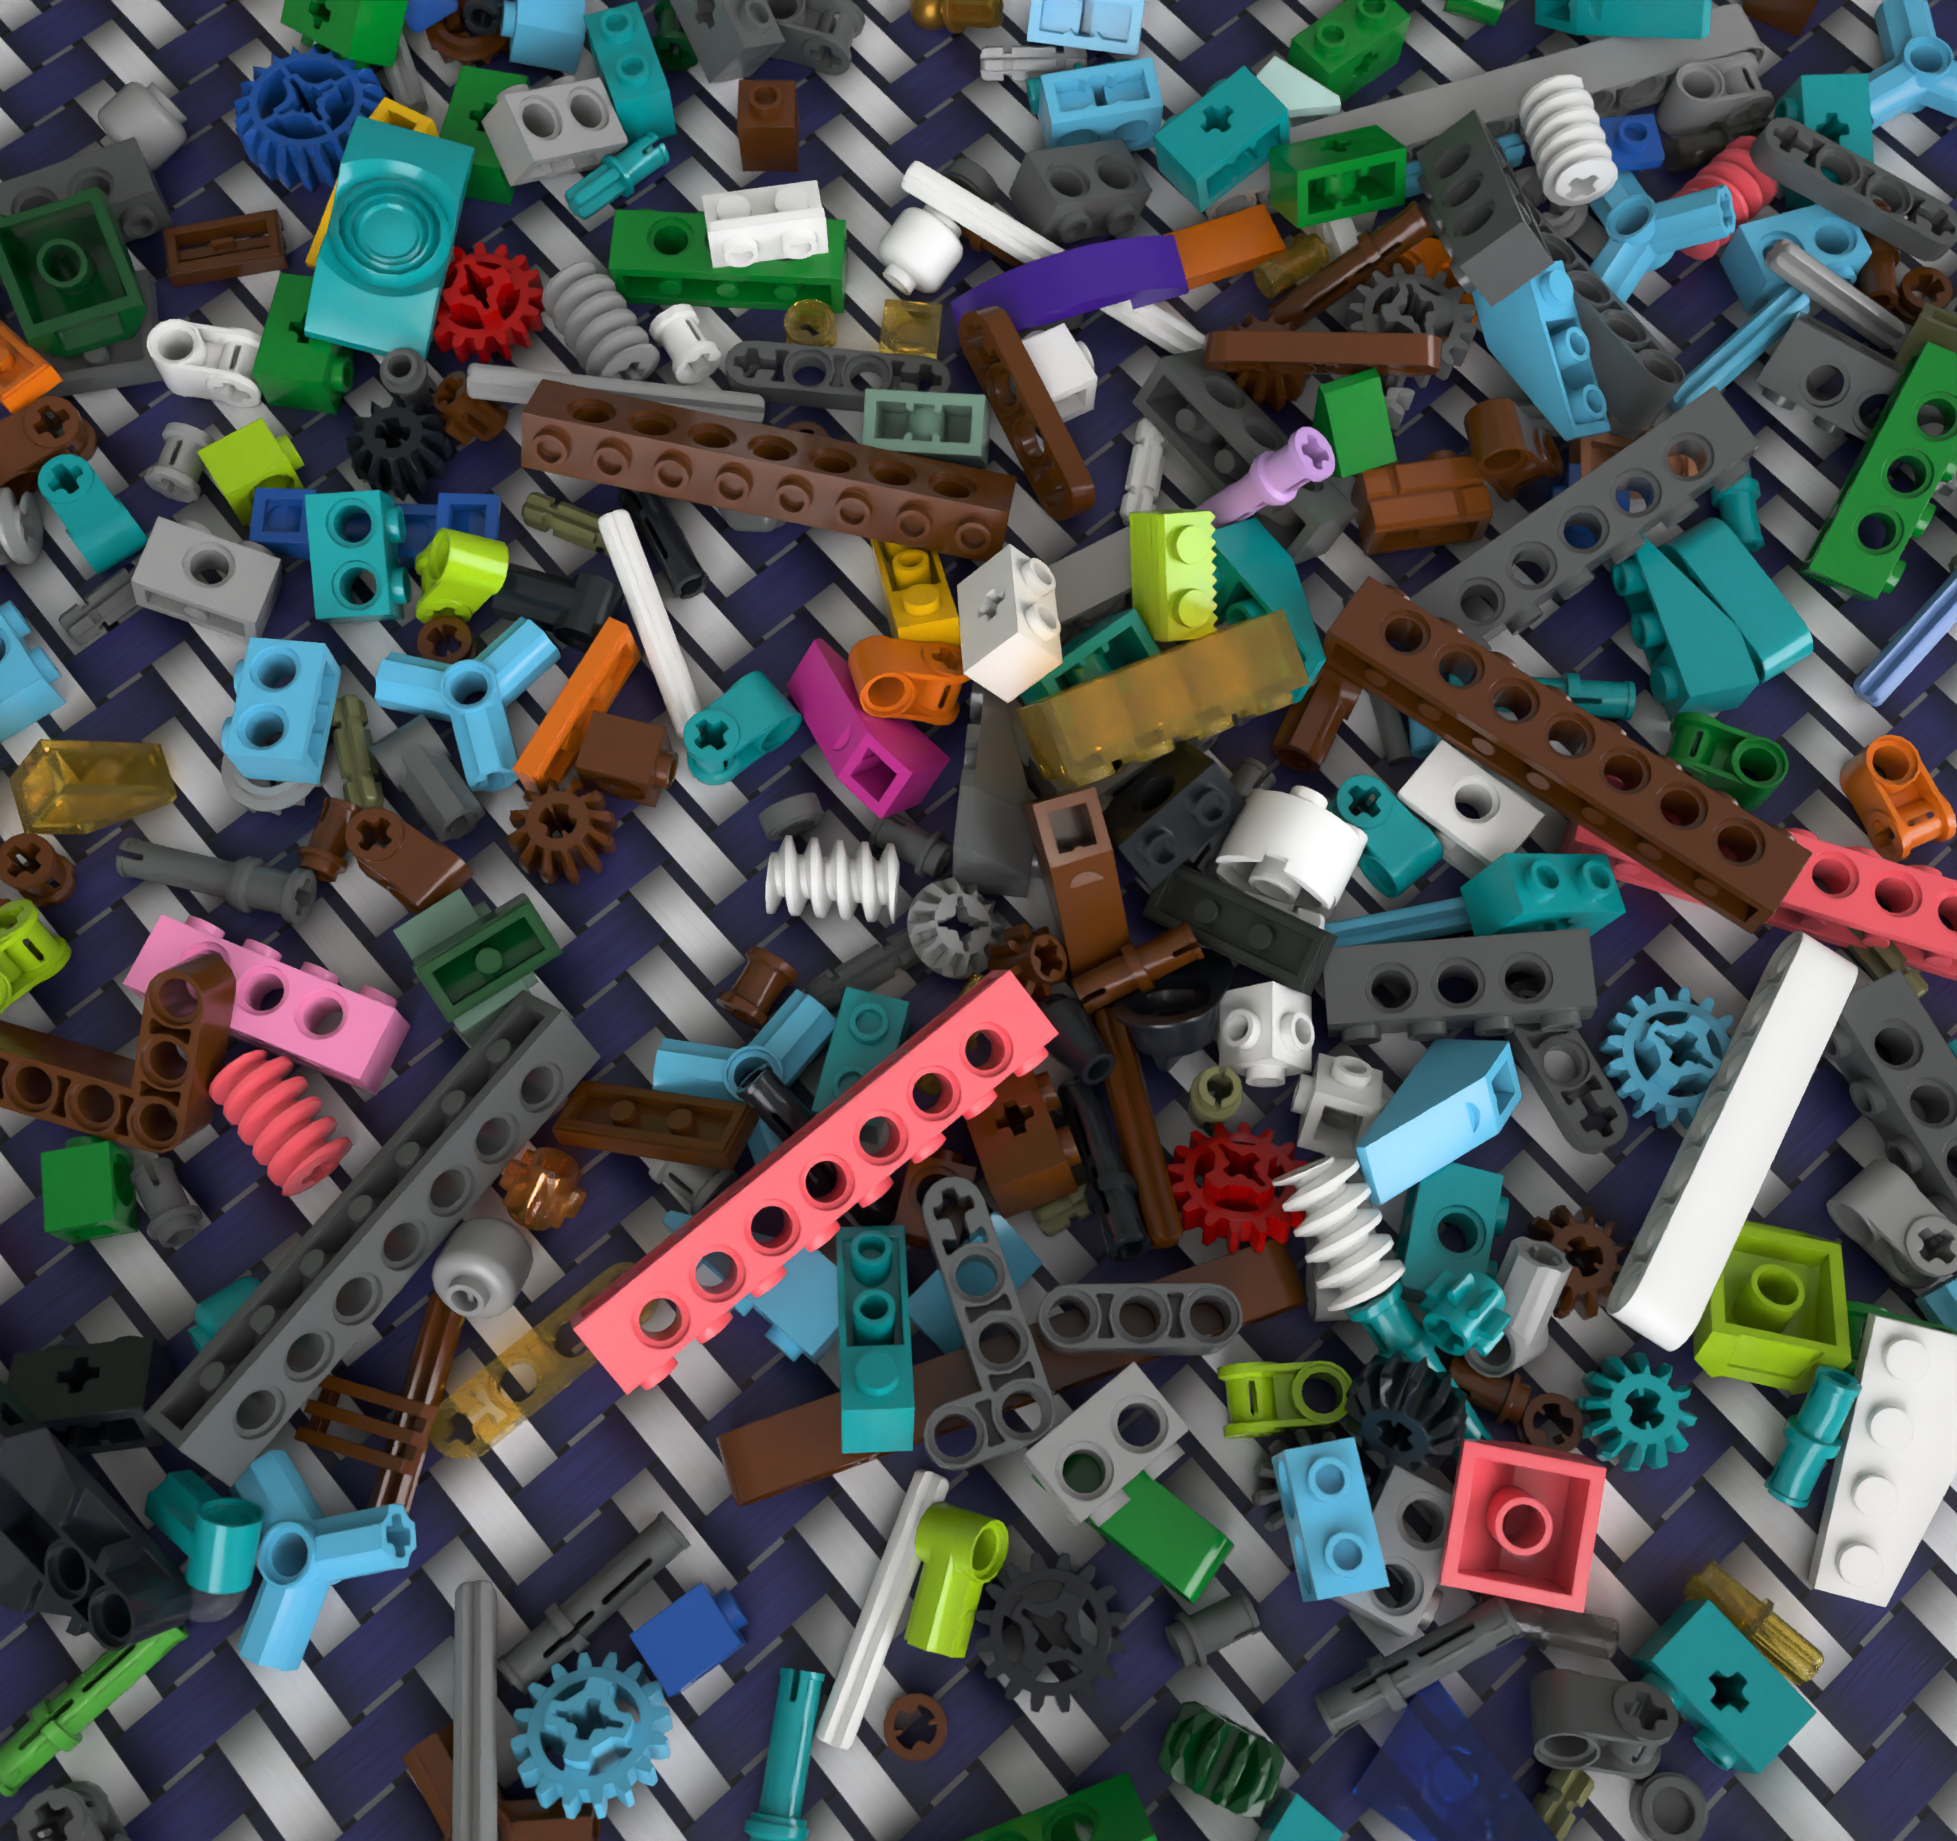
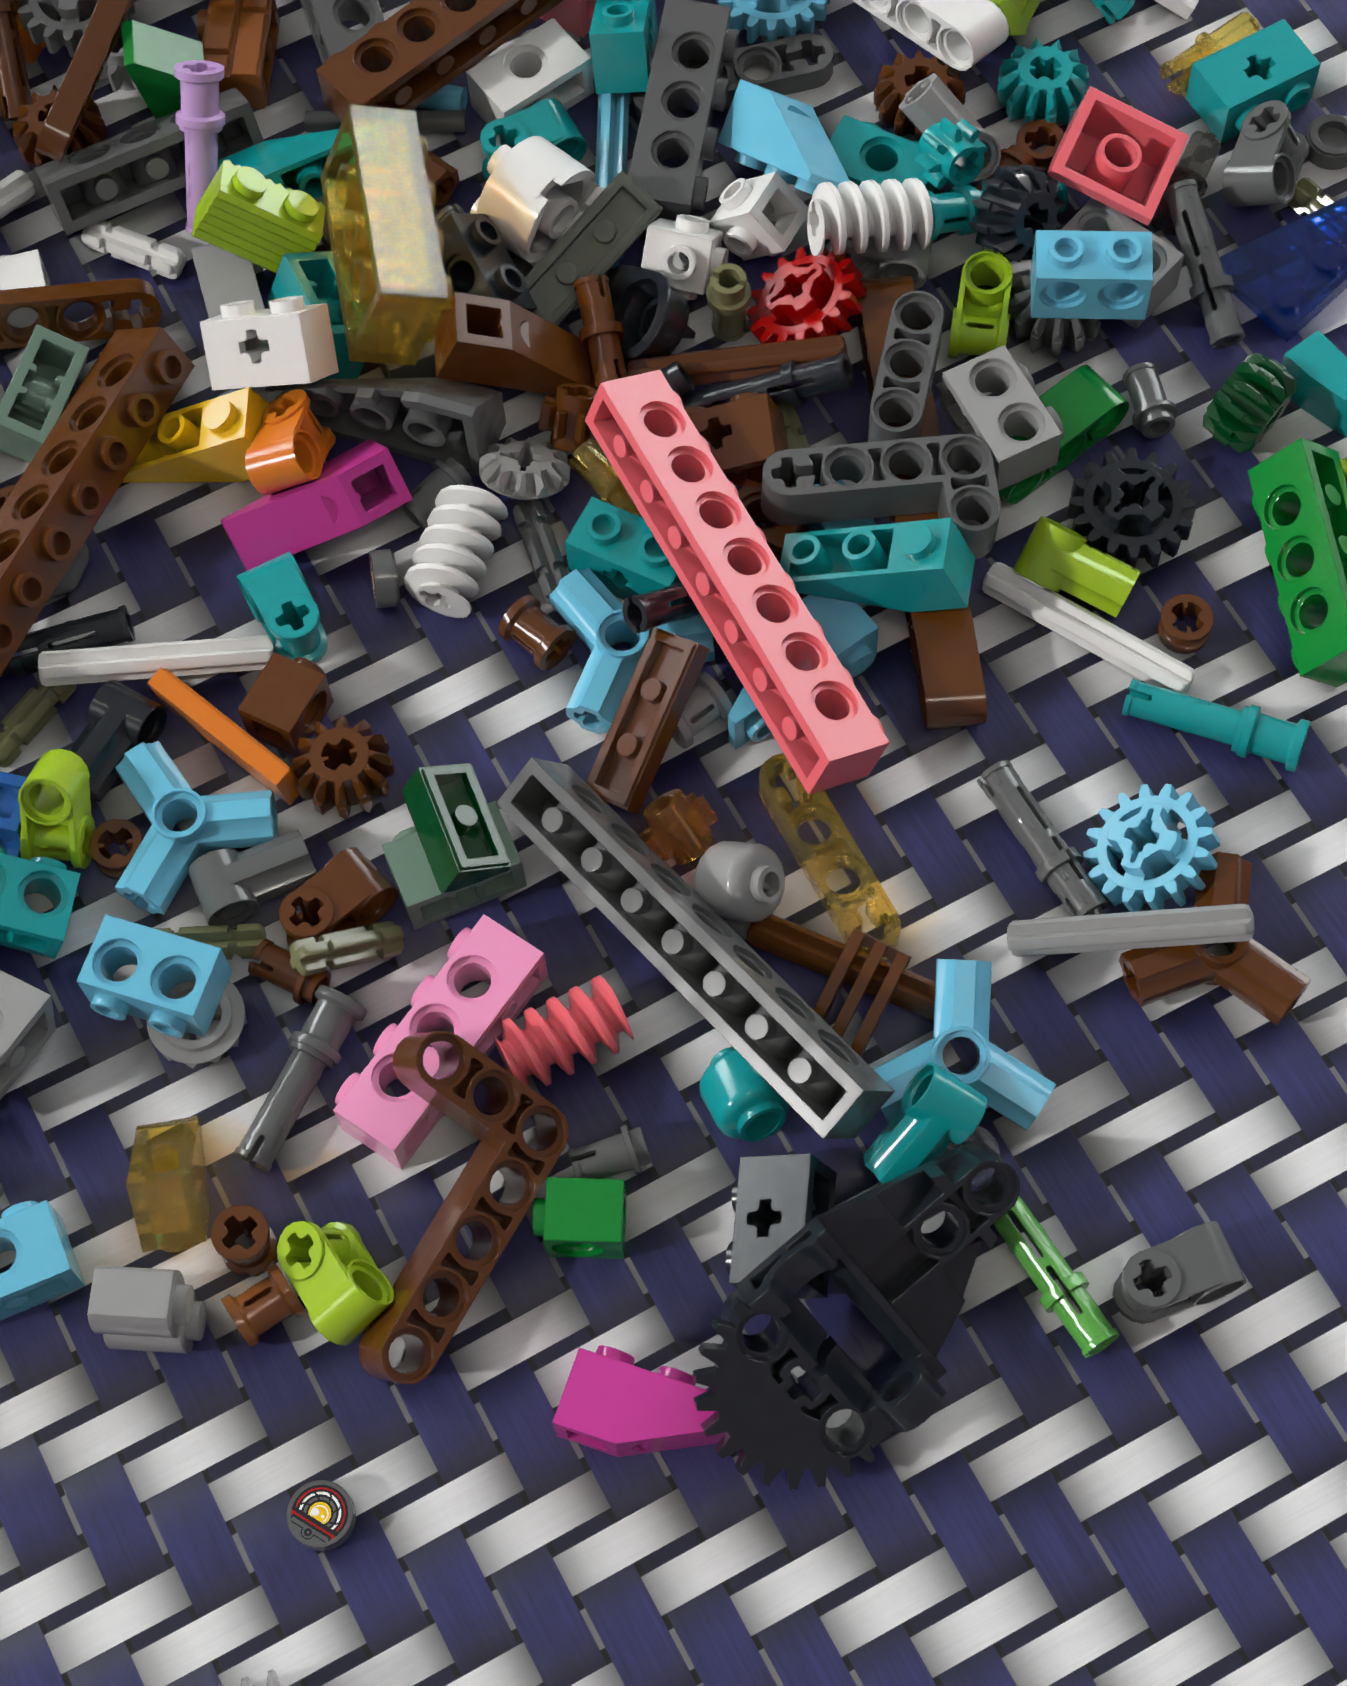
camera: 70 degrees left, 5 degrees down
(351, 885) = (346, 948): none -> olive axle
(691, 1637) = (1086, 768): blue brick -> none

